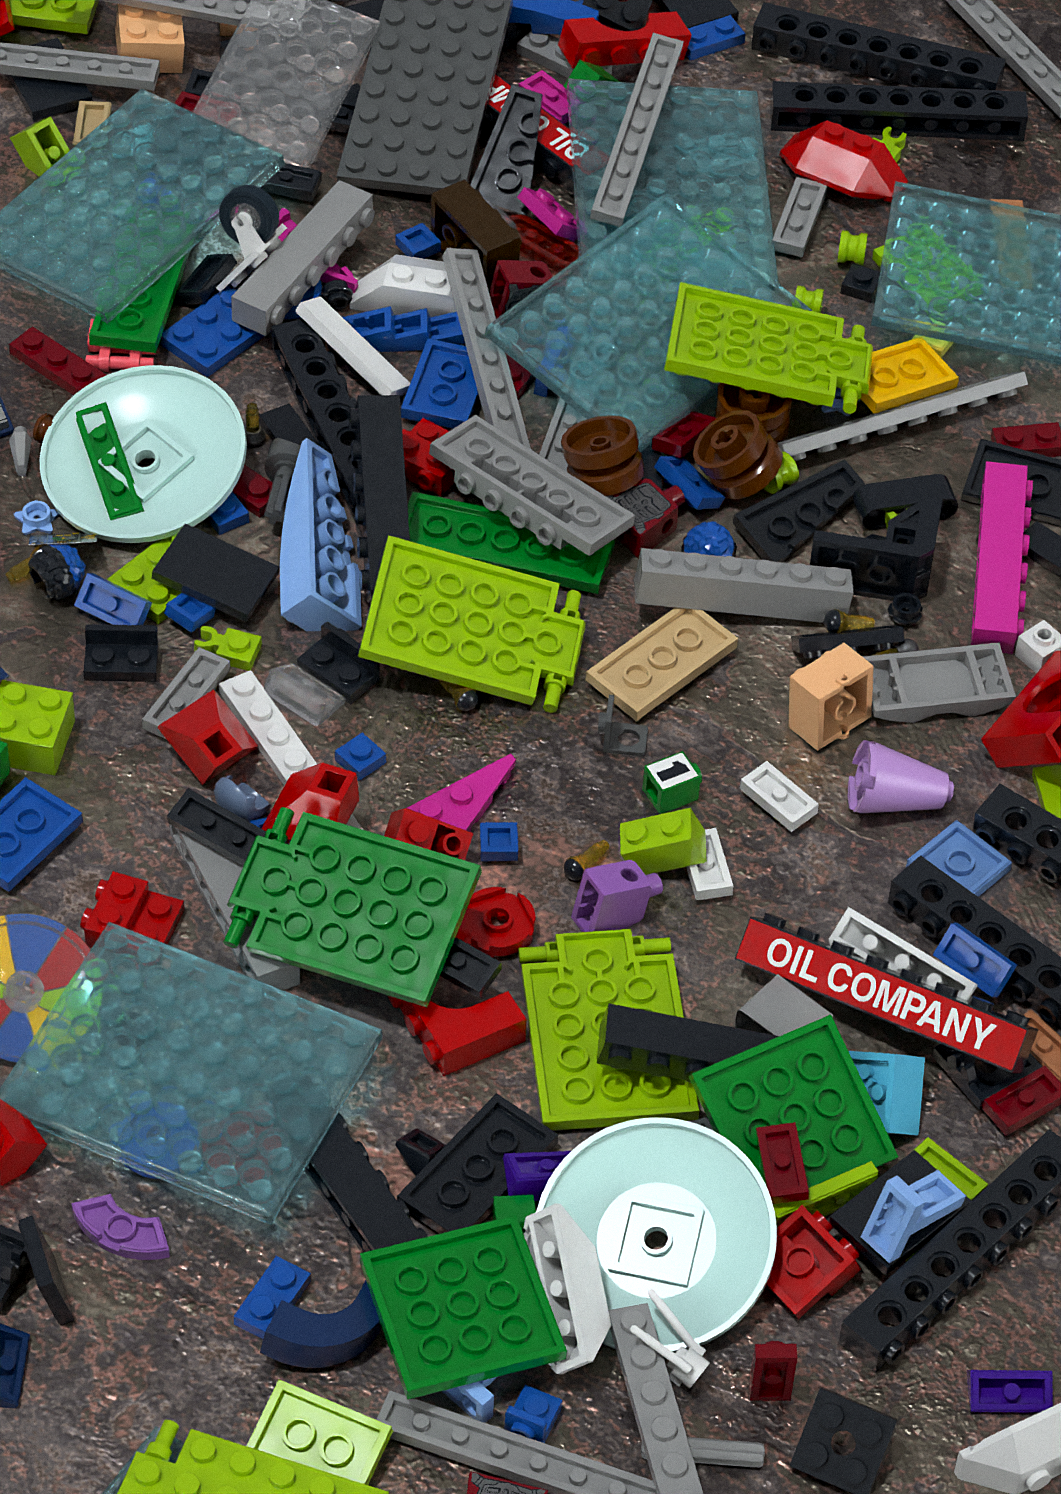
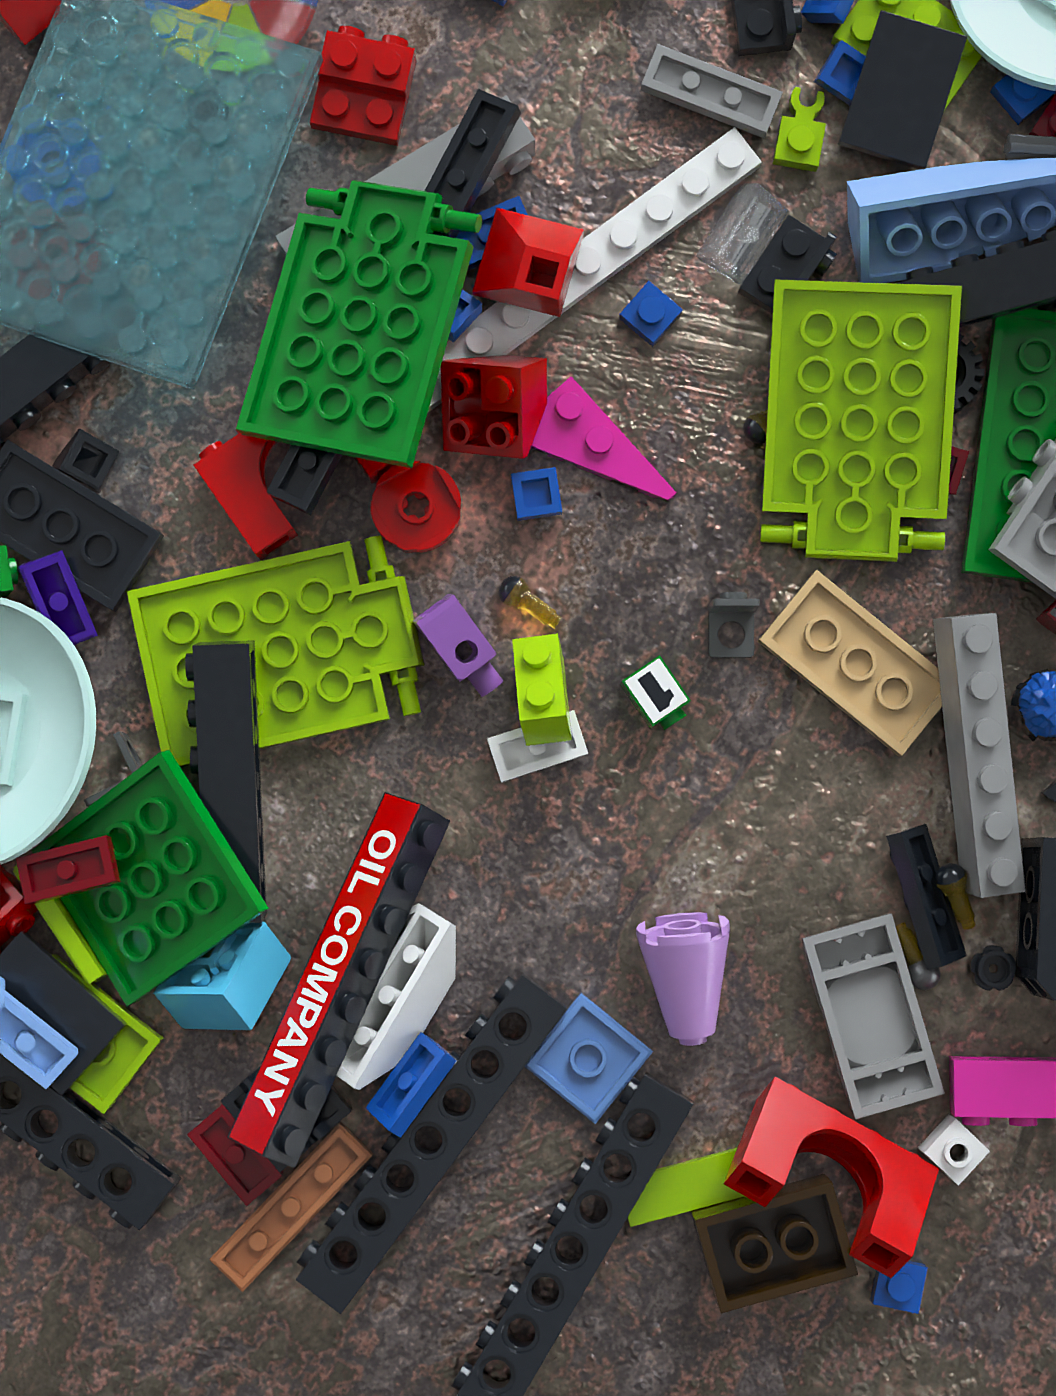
camera: 85 degrees right, 35 degrees up
(208, 736) = (639, 126): red slope -> none
(240, 799) = (549, 180): sand blue hair -> none
(778, 1009) = (306, 858): light grey piece -> none
(779, 796) = (656, 827): white plate -> none
(830, 696) = (810, 877): light nougat brick -> none

